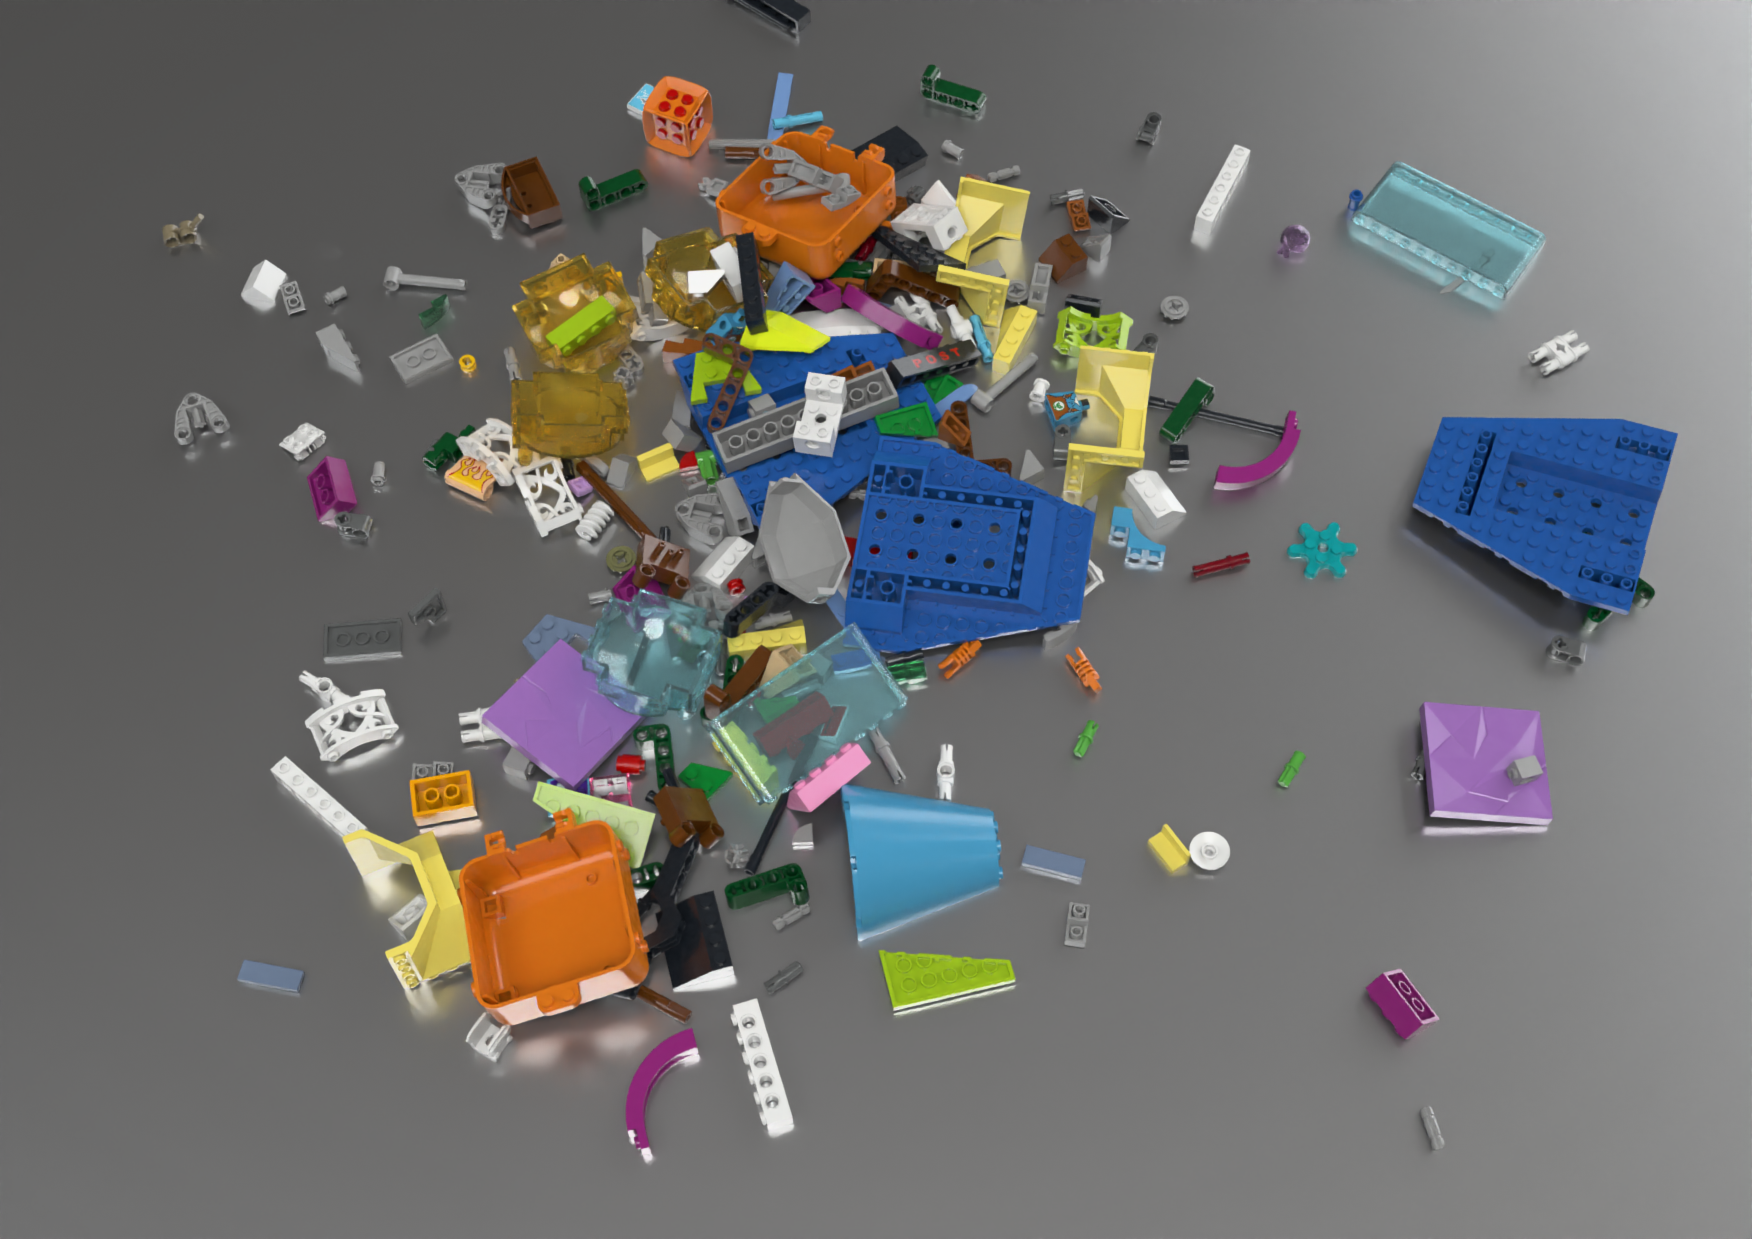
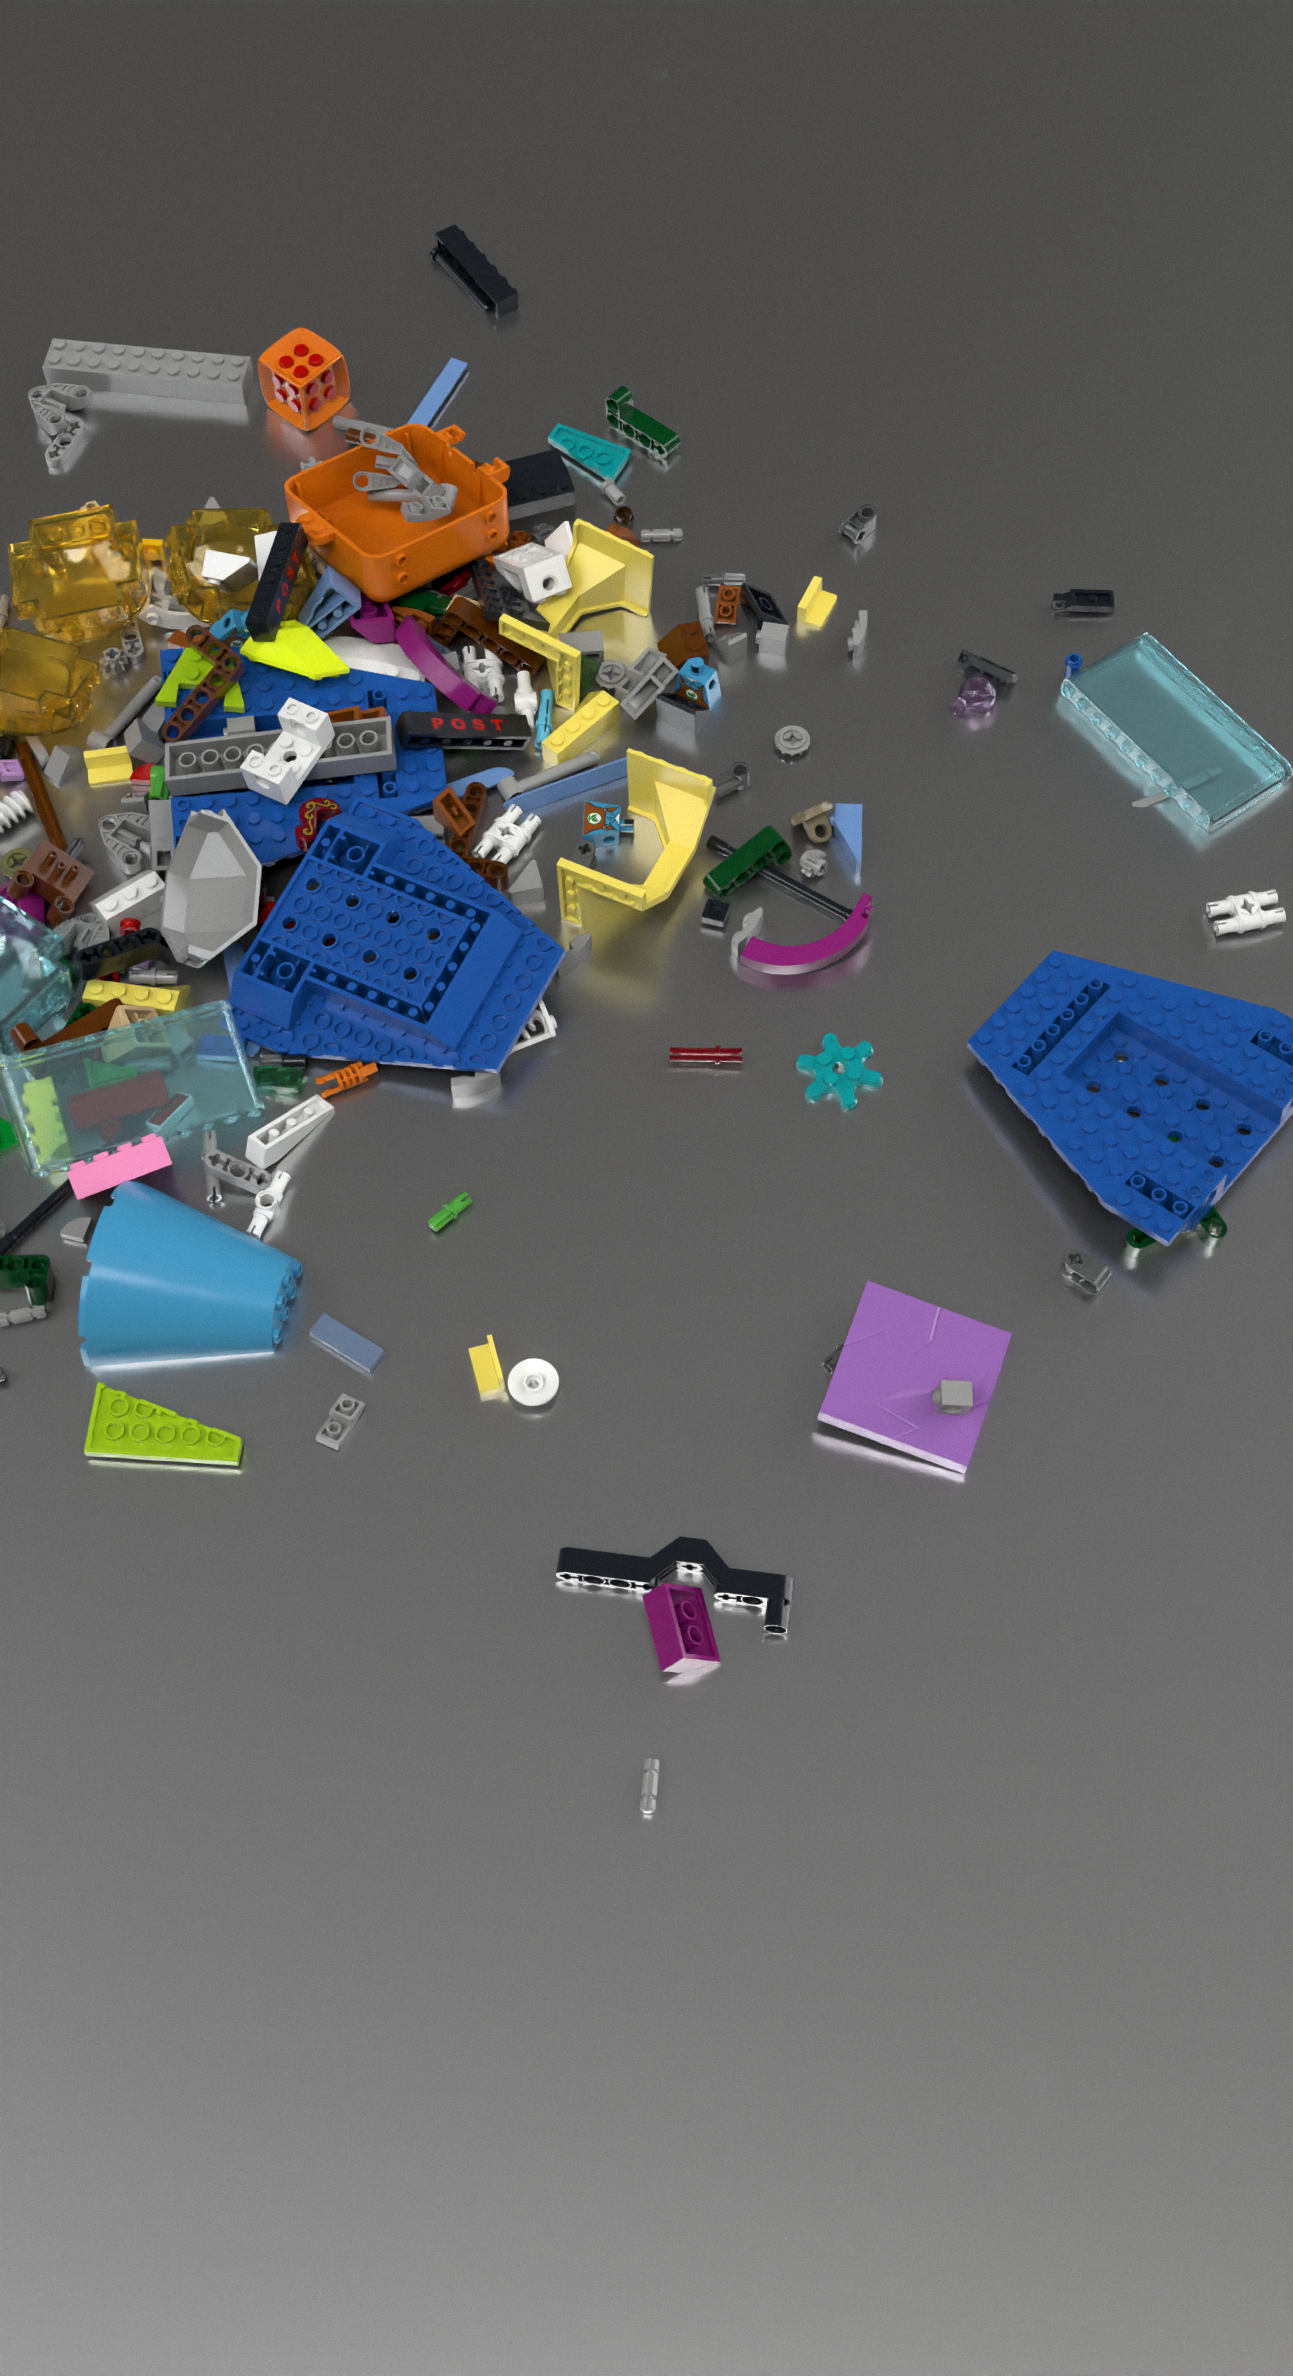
camera: 20 degrees right, 0 degrees up
(530, 180) = (112, 414): reddish brown piece -> none
(543, 138) = (149, 371): none -> light grey brick
(582, 326) = (82, 589): lime brick -> none
(612, 190) = (198, 447): dark green beam -> none
(646, 442) = (107, 738): none -> light grey piece
(801, 119) = (443, 416): medium azure pin -> none
(851, 464) = (309, 815): none -> dark red animal
(908, 421) = (398, 788): green wing -> none
(917, 750) = (233, 1162): none -> light grey beam
(925, 122) = (592, 452): none -> teal wing
(933, 712) = (283, 1133): none -> white slope
(941, 387) = (467, 762): green wing -> none
(968, 165) = (623, 516): none -> dark brown plate
(995, 437) = (506, 836): none -> white pin
(1023, 386) = (569, 786): none -> medium blue piece
(1039, 390) = (585, 793): white bush -> none
(1054, 293) = (648, 687): none -> light grey slope
(1064, 224) = (705, 616): none -> light grey pin
(1079, 320) = (705, 740): lime fence -> none
(1085, 670) = (485, 1133): orange hinge -> none
(1087, 281) = (698, 683): none -> dark azure torso
(1126, 233) = (773, 638): none -> light grey brick
(1138, 545) = (613, 1005): dark azure arch -> none
(1144, 199) = (815, 604): none -> light yellow panel
(1153, 498) = (663, 955): white slope -> none
(1188, 212) = (858, 636): none -> light grey slope
(1210, 455) = (751, 927): none -> light grey slope
(1220, 362) = (811, 818): none -> dark tan tile
(1222, 189) = (914, 615): white brick -> none
(1234, 397) = (813, 863): none -> light grey gear
(1249, 367) = (848, 831): none -> medium blue slope
(1291, 216) = (987, 667): none -> black hinge
(1291, 768) = (678, 1316): bright green axle -> none
(1340, 148) = (1085, 601): none -> black hinge
(1380, 947) = (683, 1554): none -> black beam

